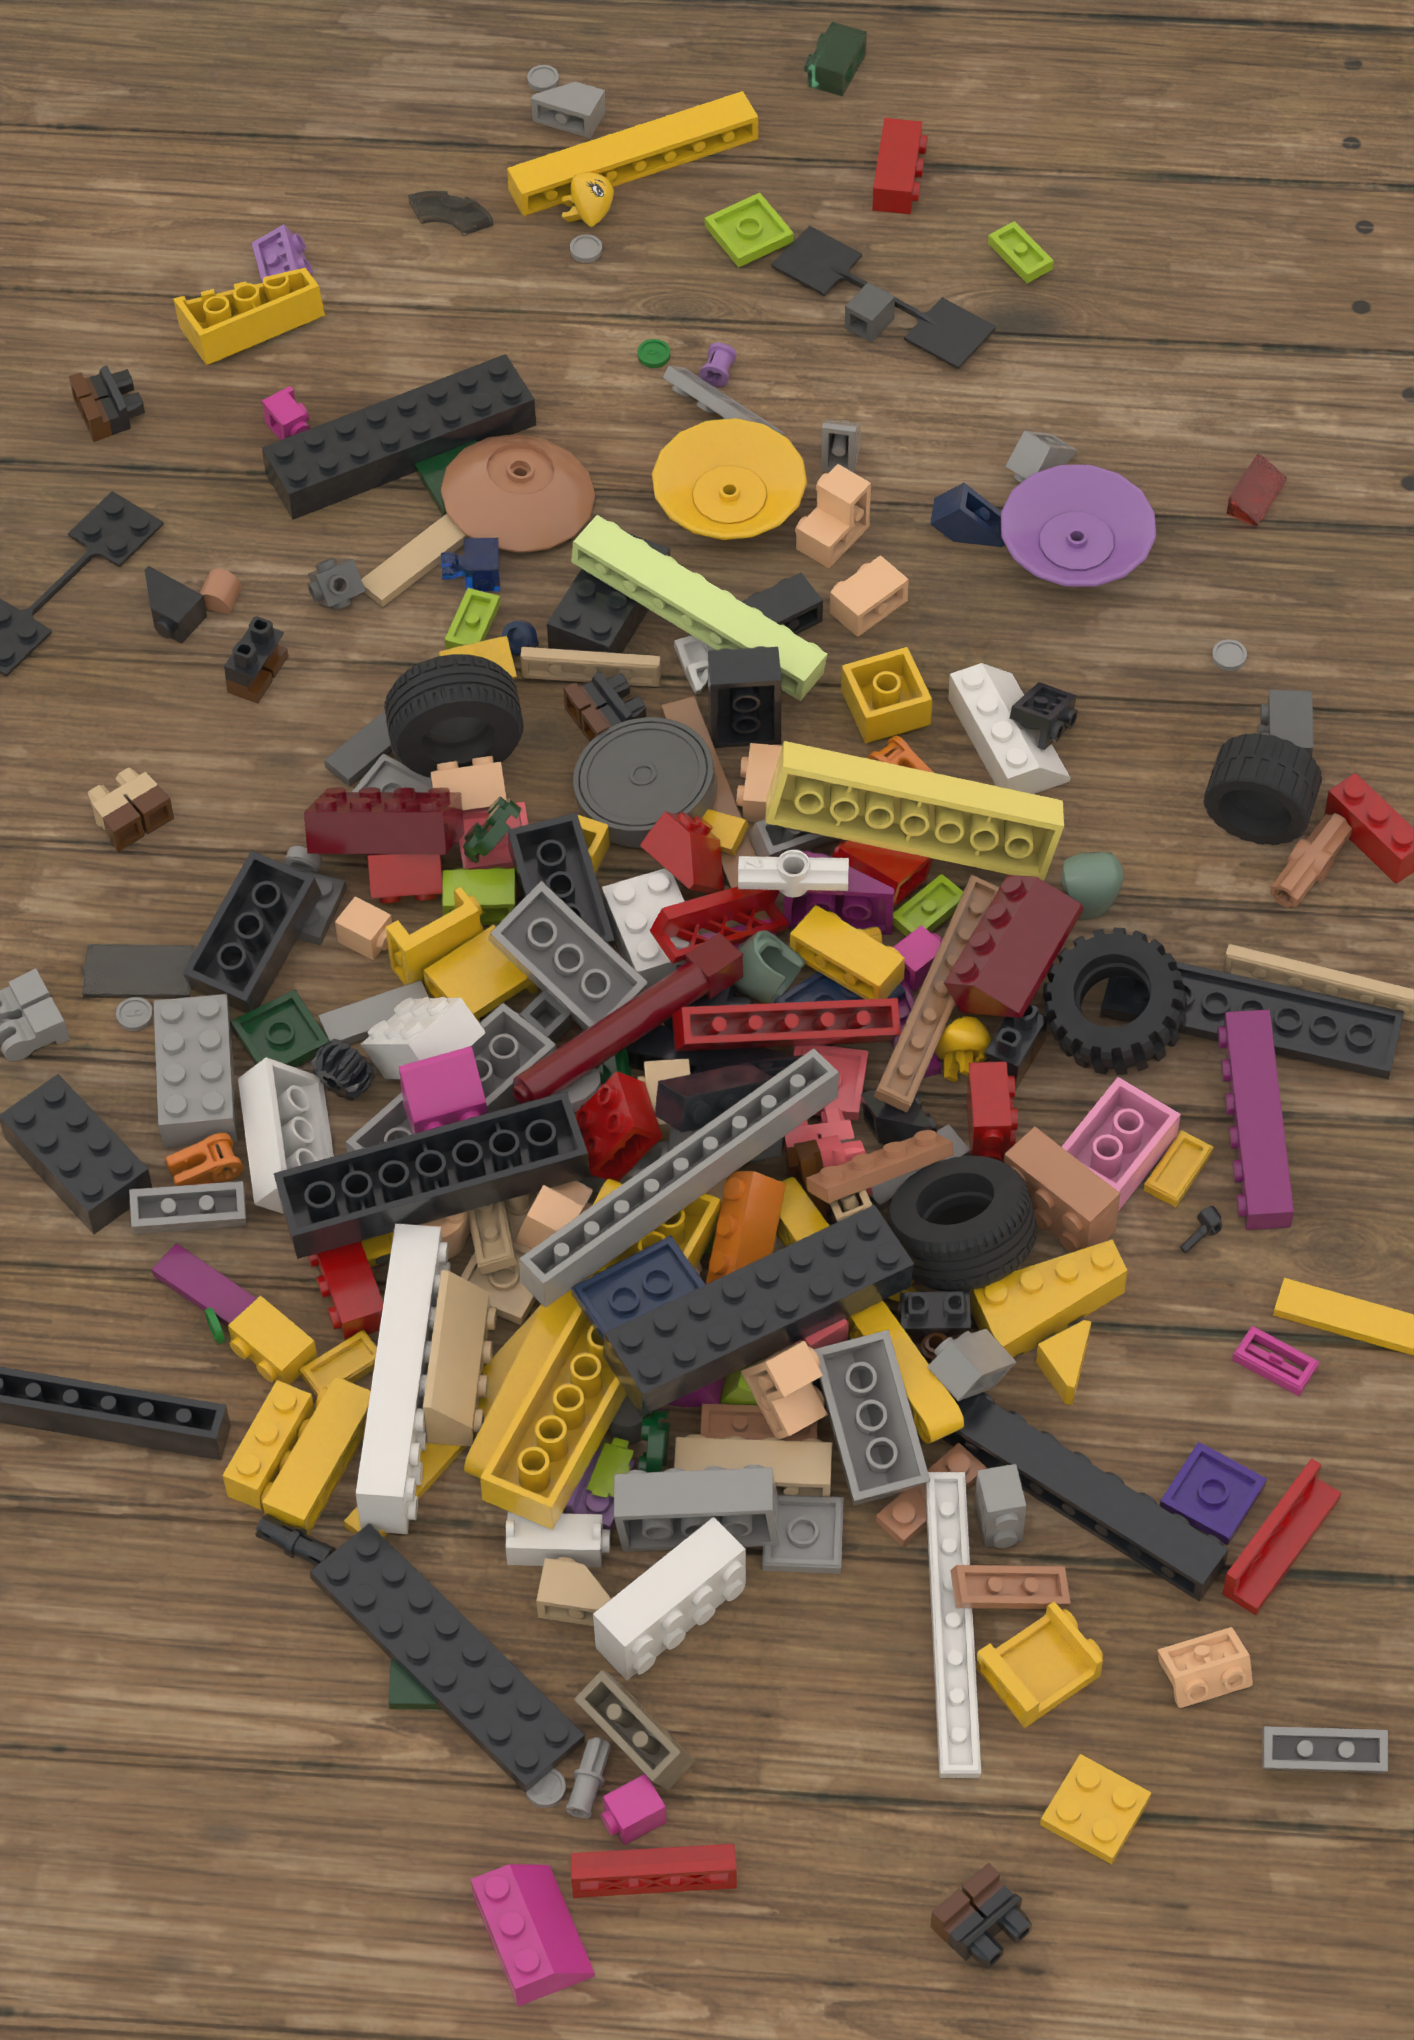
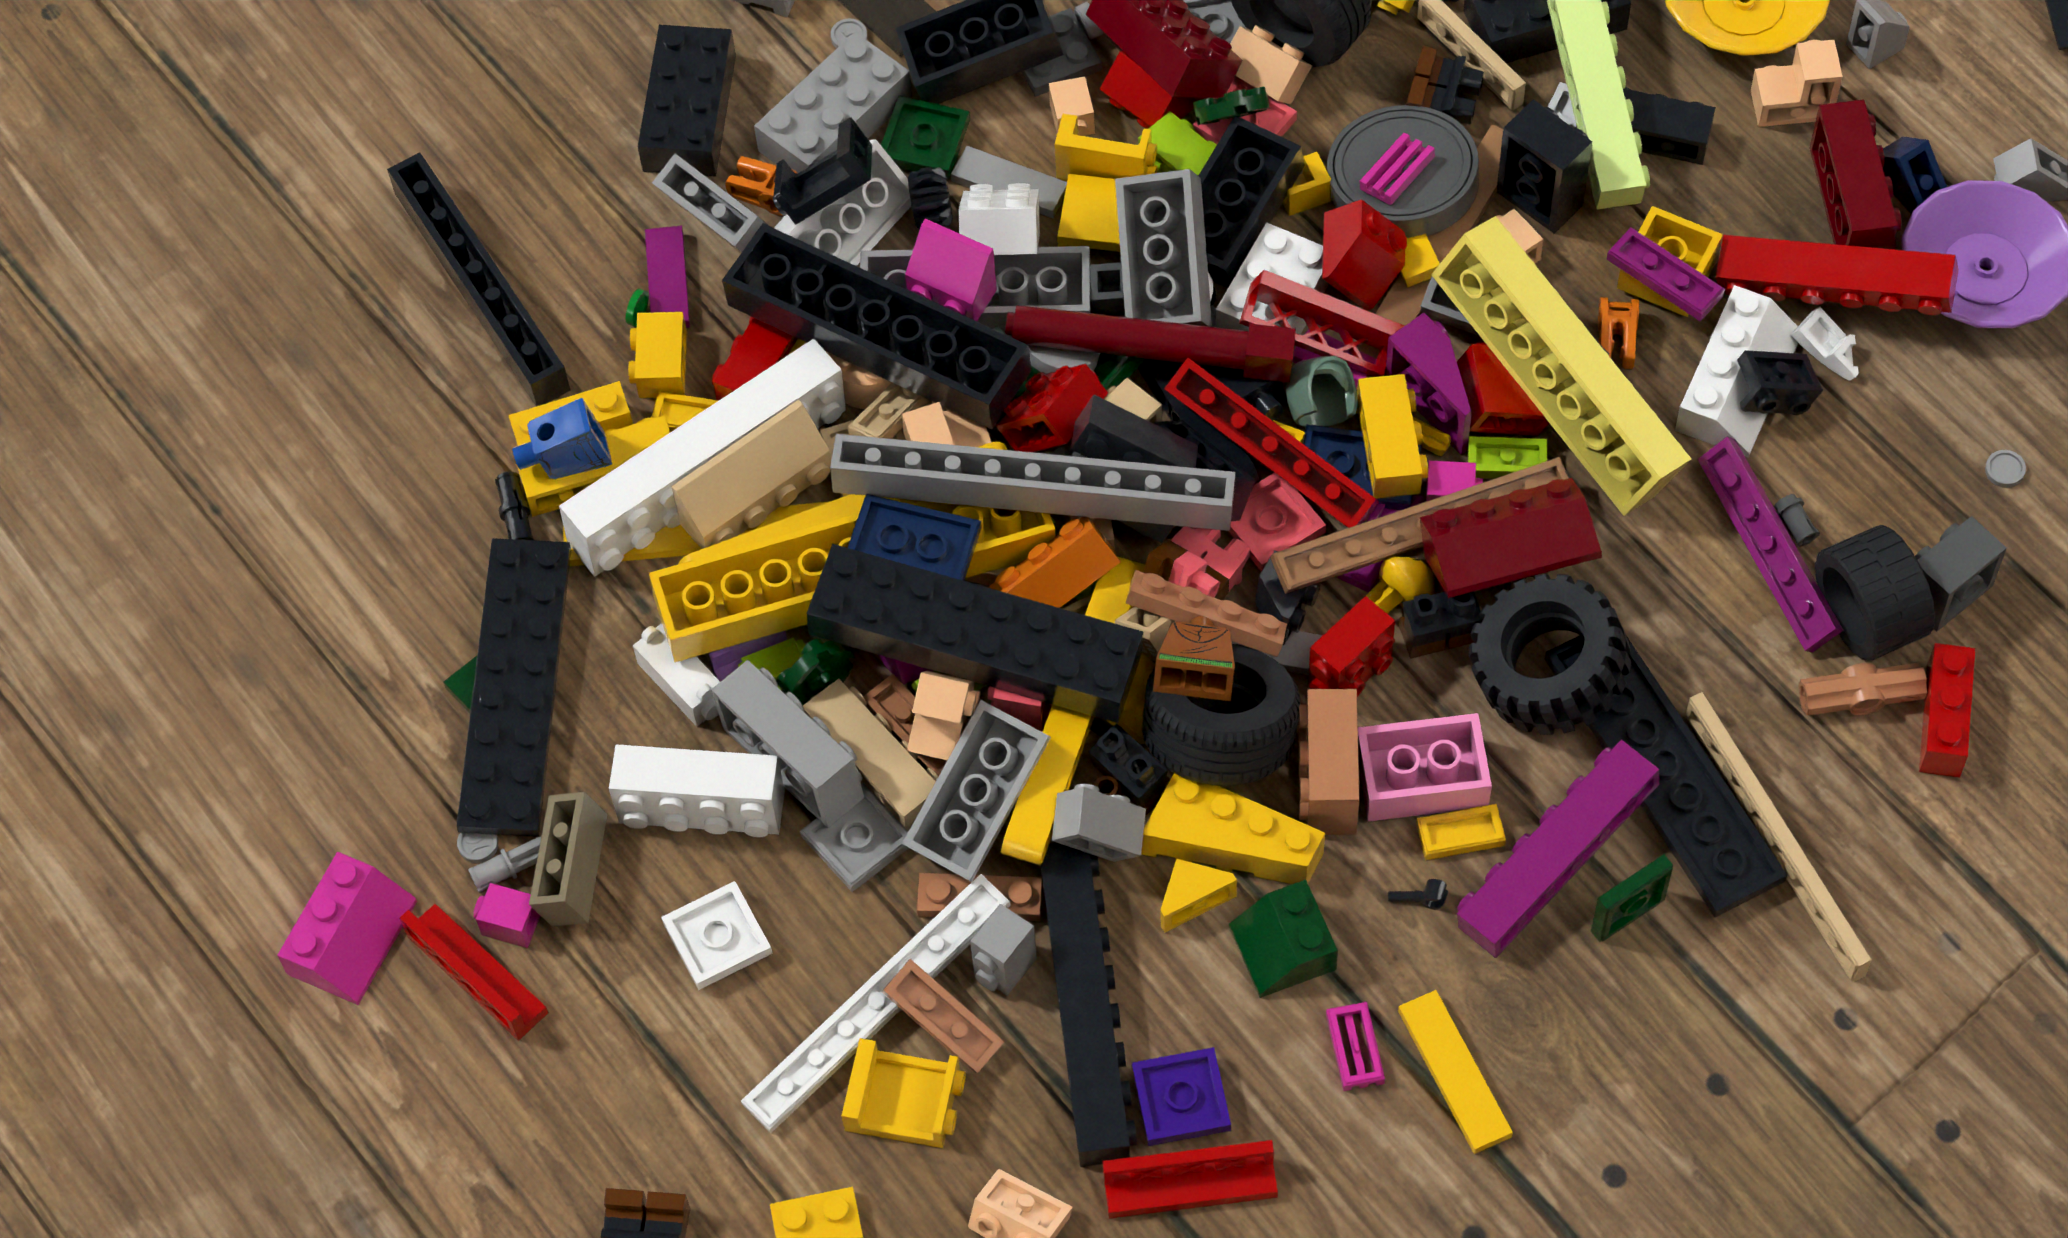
camera: 50 degrees right, 5 degrees up
(266, 1111) = (826, 180): none -> black panel
(298, 1451) = (565, 442): none -> blue torso
(569, 1592) = (644, 715): tan slope -> none
(644, 758) = (1392, 165): none -> dark pink tile
(791, 1684) = (716, 935): none -> white plate
(812, 873) = (1412, 344): white piece -> none
(868, 595) = (1756, 172): light nougat brick -> none
(904, 700) = (1665, 274): none -> magenta tile
(925, 1194) = (1196, 661): none -> dark orange torso
(945, 552) = (1853, 177): none -> dark red brick
(1005, 613) = (1839, 274): none -> red brick
(1034, 667) = (1827, 343): none -> white slope
(1093, 881) = (1651, 548): sand green piece -> none
(1149, 792) = (1796, 519): none -> dark grey pin
(1155, 820) = (1770, 545): none -> magenta plate
(1158, 1333) = (1284, 939): none -> dark green slope
(1339, 1107) = (1631, 898): none -> dark green tile

